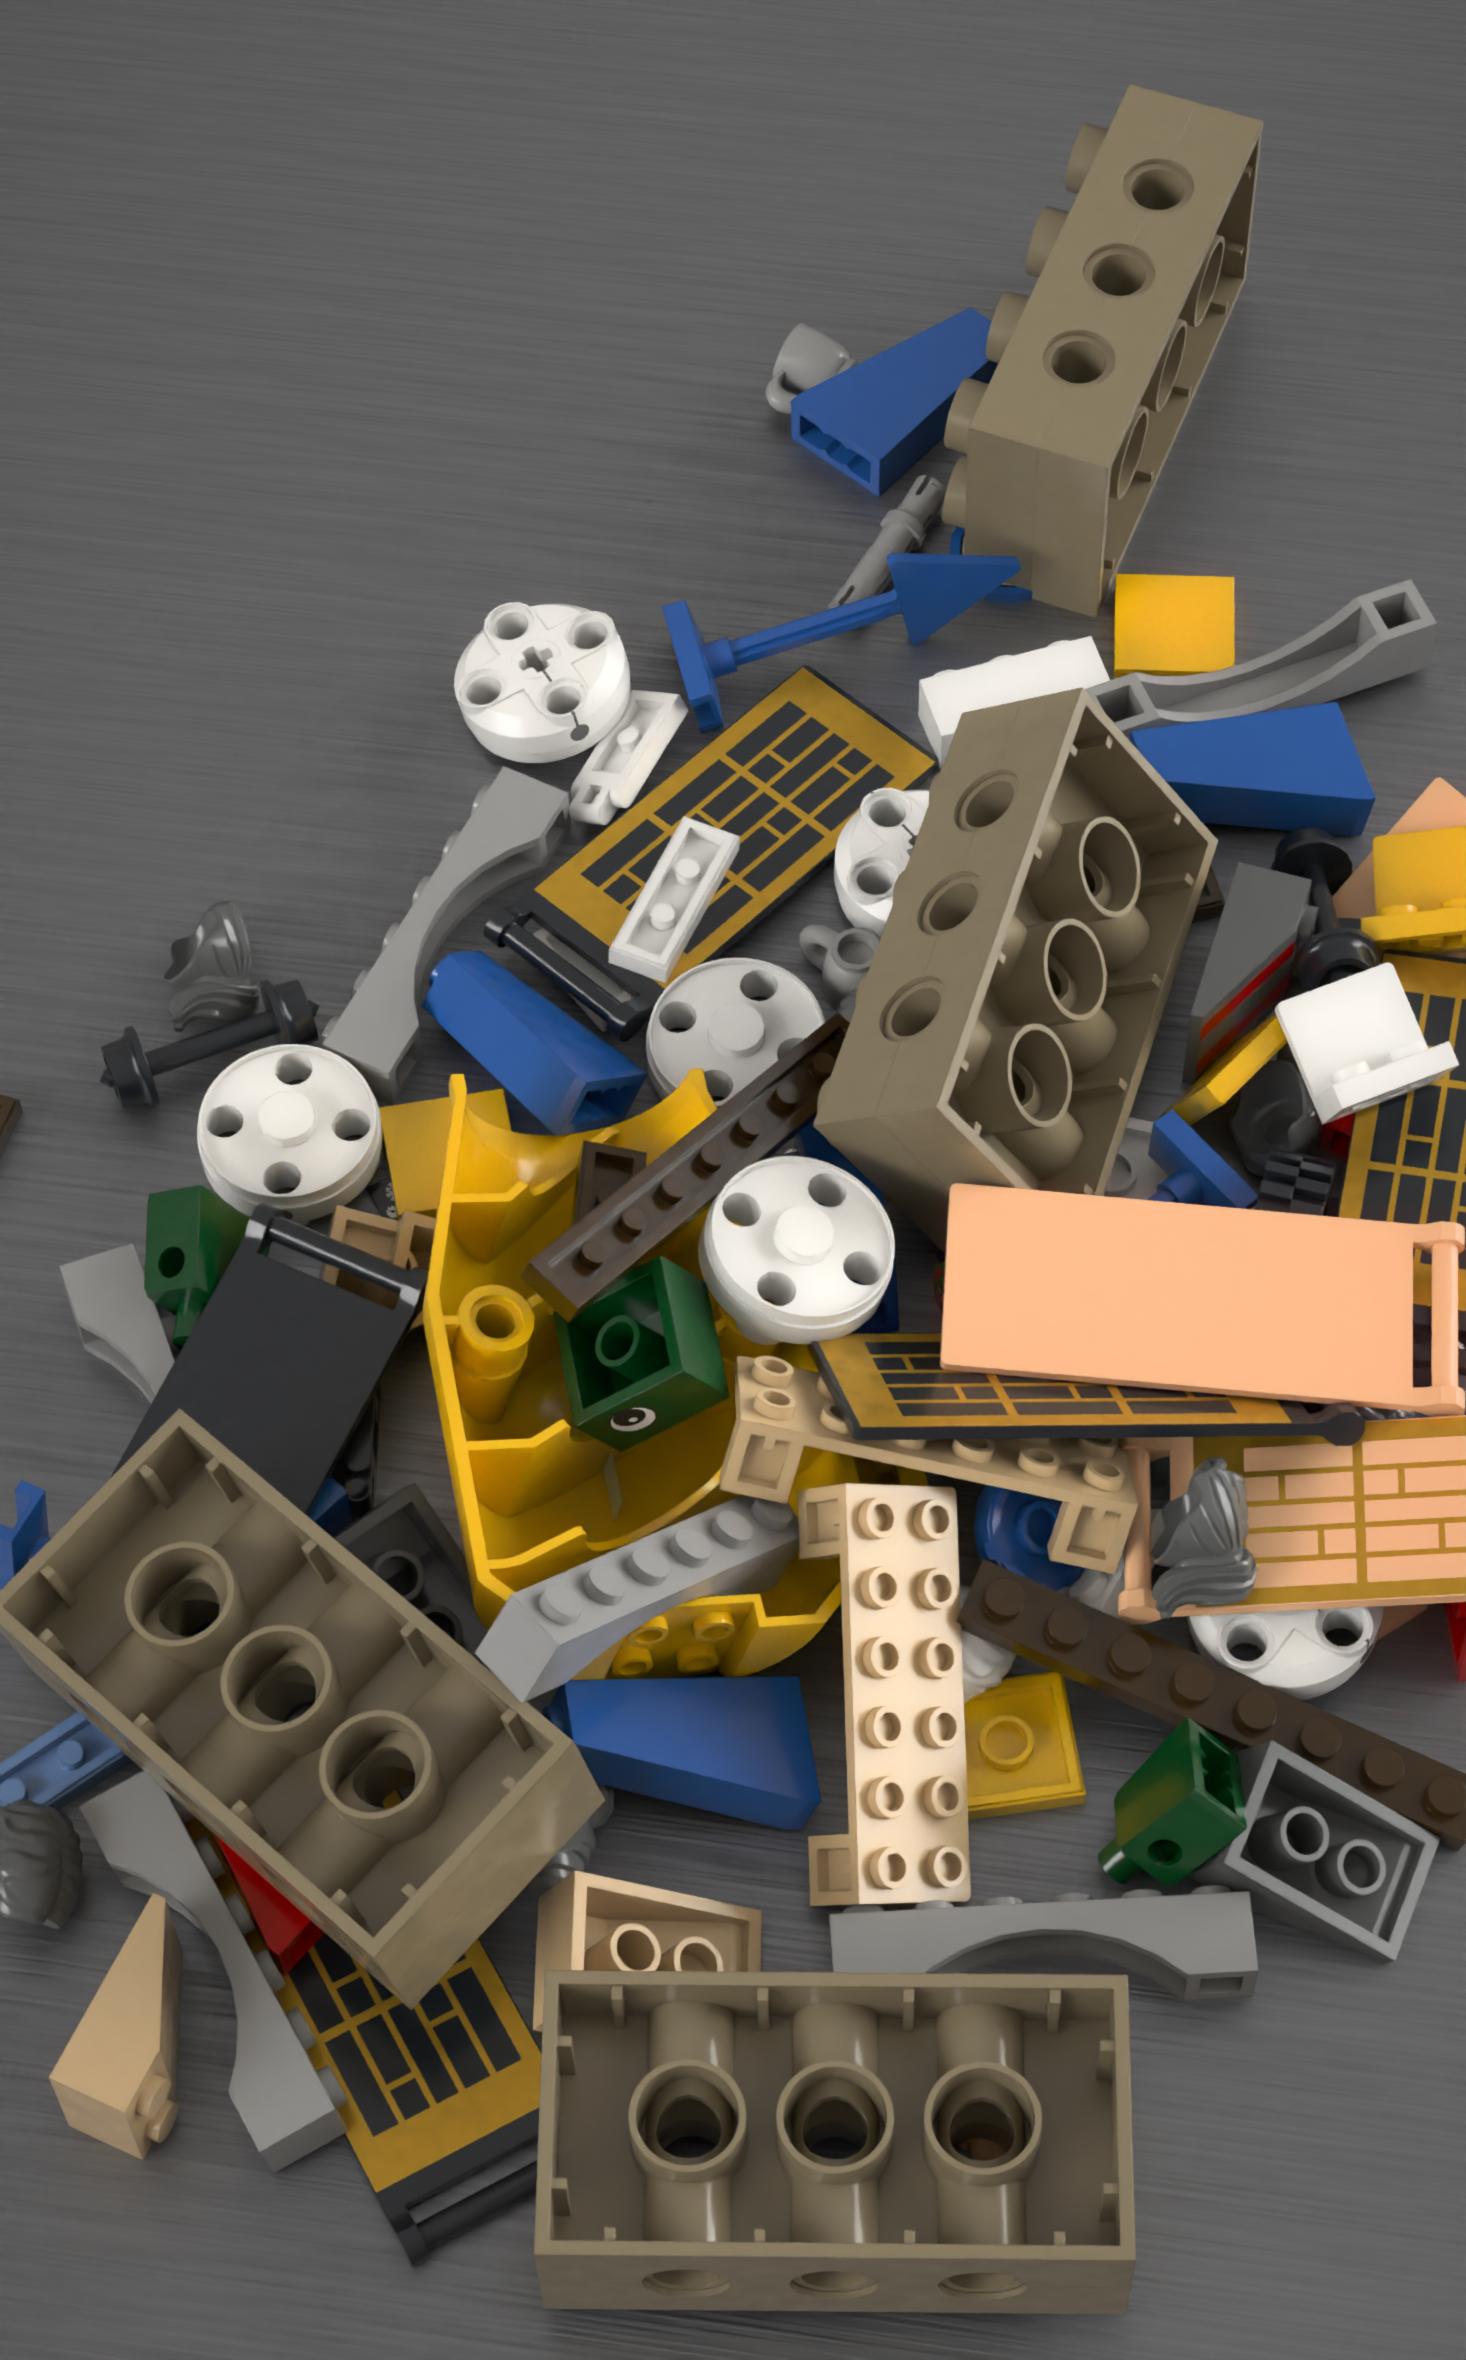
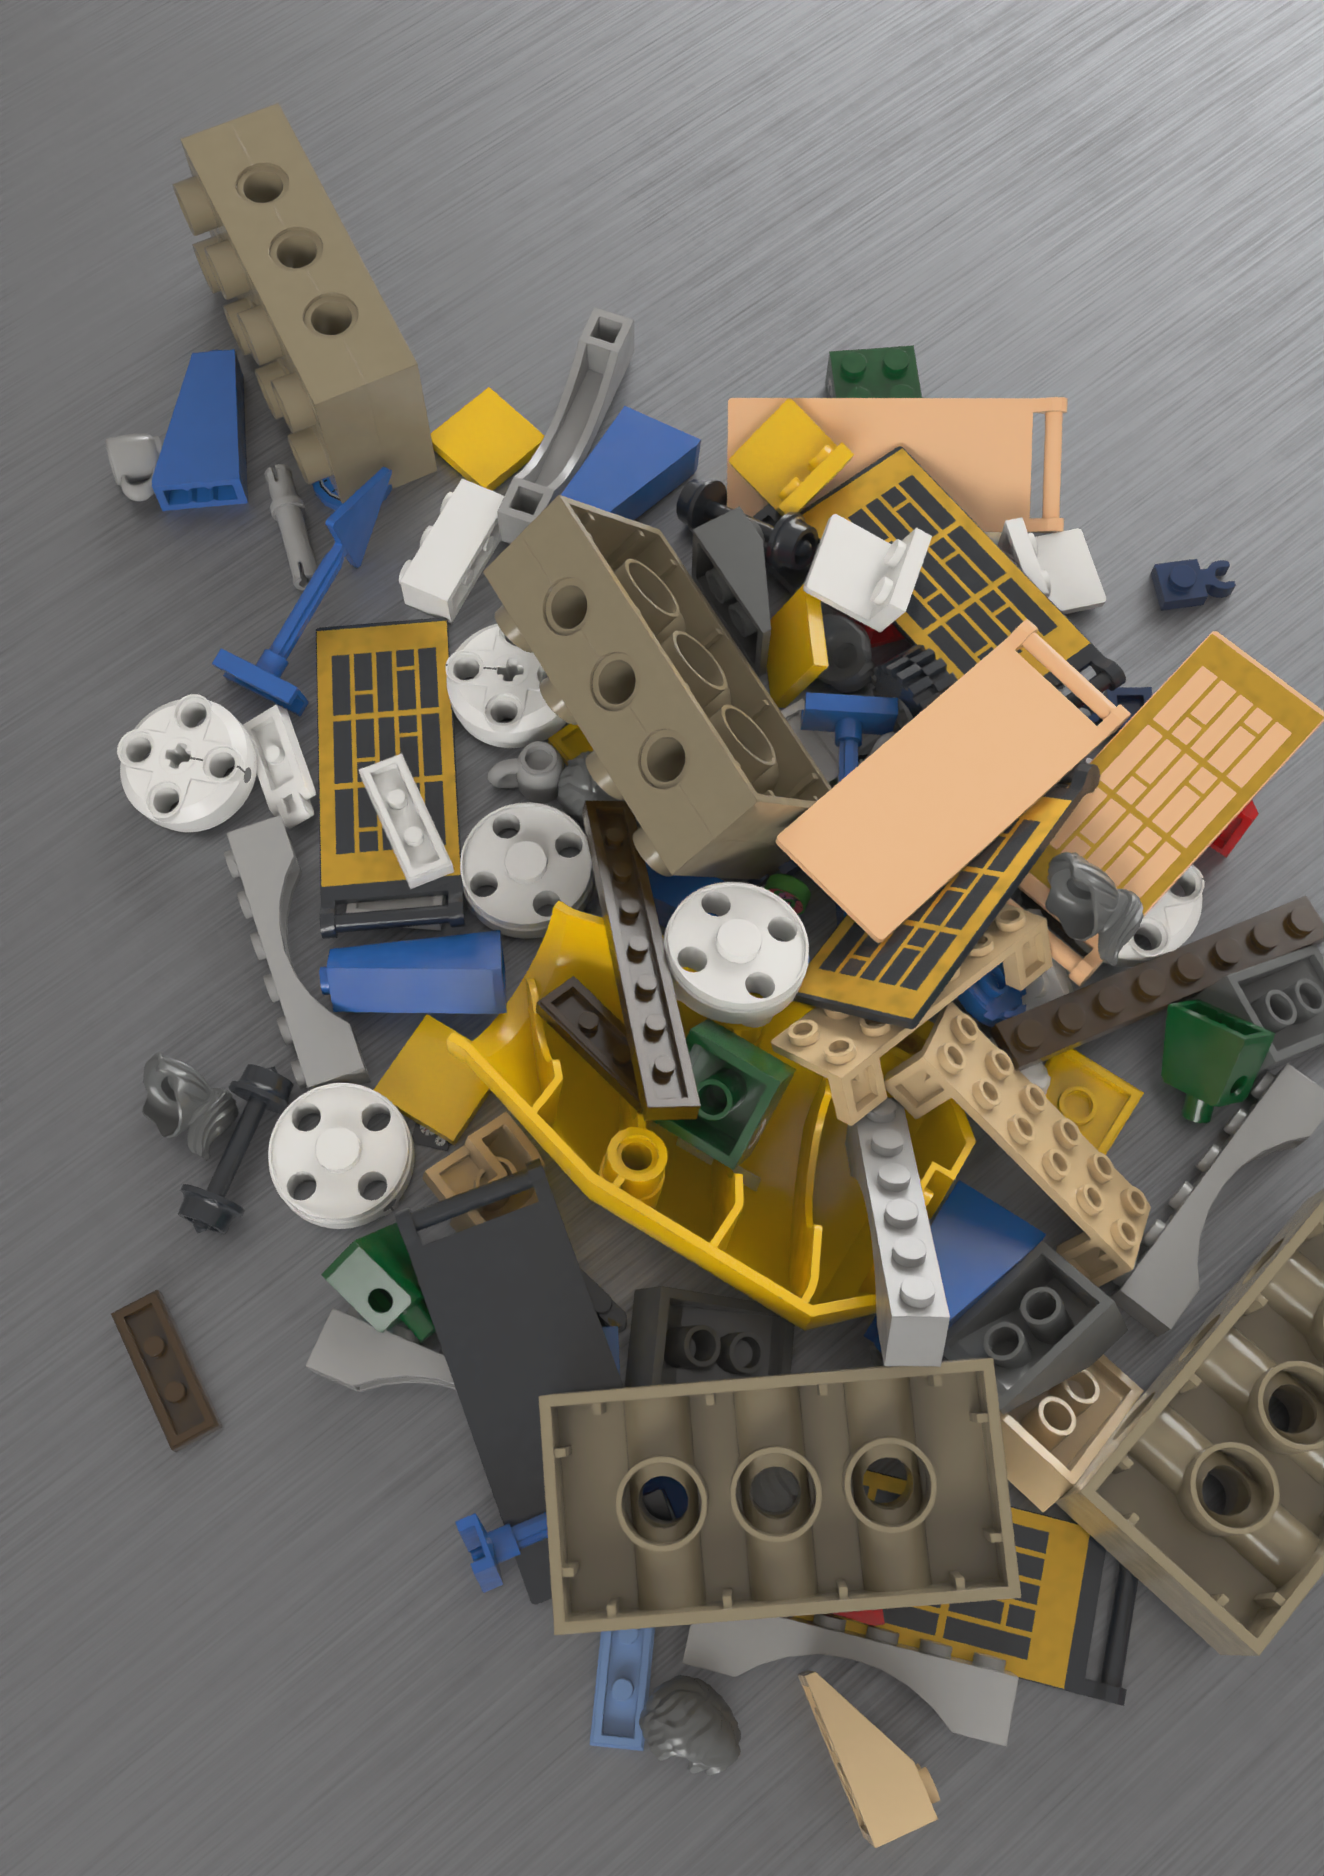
camera: 50 degrees left, 10 degrees up
(703, 1861) = (1037, 1327): none -> dark grey slope

